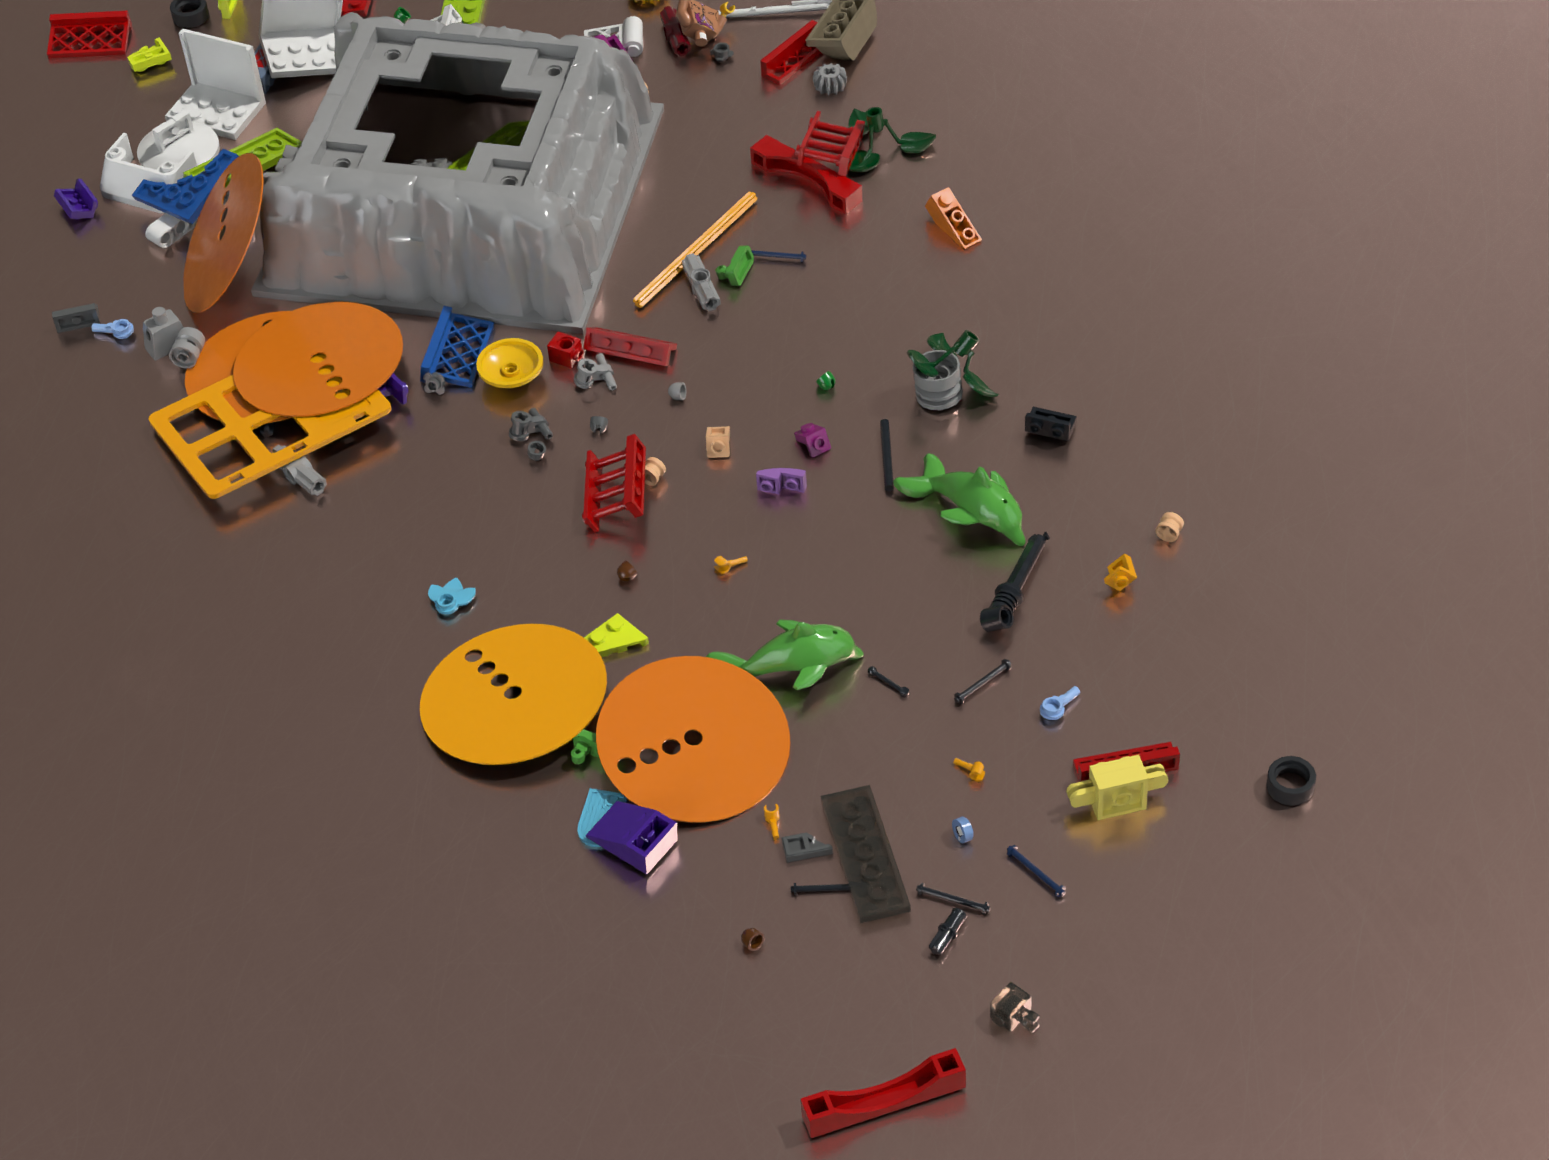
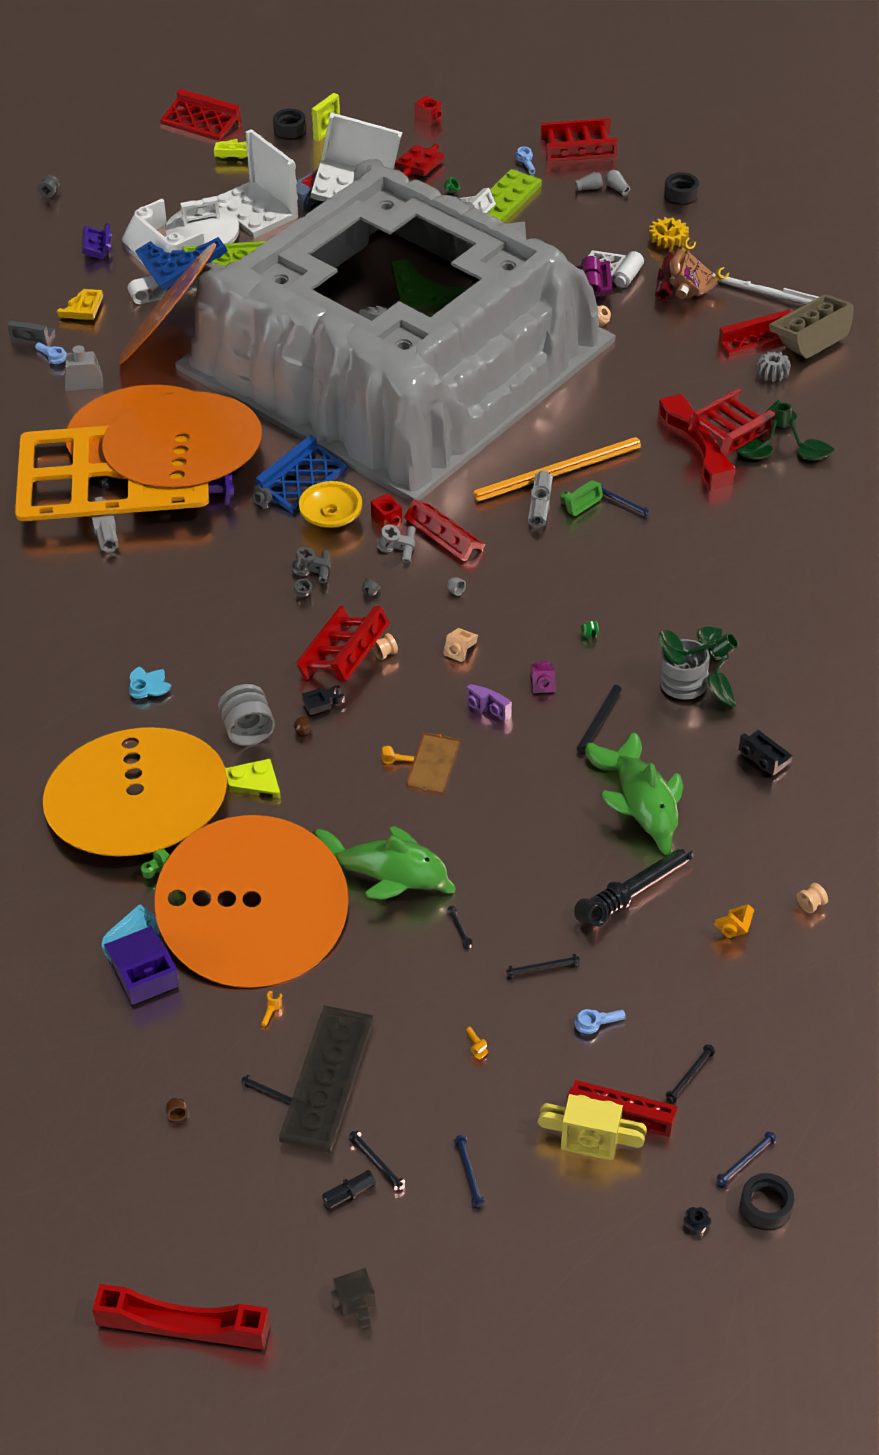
camera: 25 degrees right, 0 degrees up
(110, 270) = (83, 305): none -> yellow wing
(187, 347) = (90, 389): light grey wheel -> none
(447, 133) = (419, 291): none -> bright green plate
(572, 582) = (246, 714): none -> light grey wheel
(625, 543) = (319, 700): none -> black plate
(721, 51) = (696, 309): dark grey plate -> none
(766, 554) = (433, 762): none -> clear orange piece
(803, 847) = (280, 1045): dark grey tile -> none
(952, 219) = (799, 530): orange slope -> none
(962, 829) = (427, 1098): medium blue tile -> none
(1160, 736) = (672, 1096): none -> black axle
(1243, 826) = (697, 1226): none -> black plate
(1245, 781) = (723, 1179): none -> dark blue axle

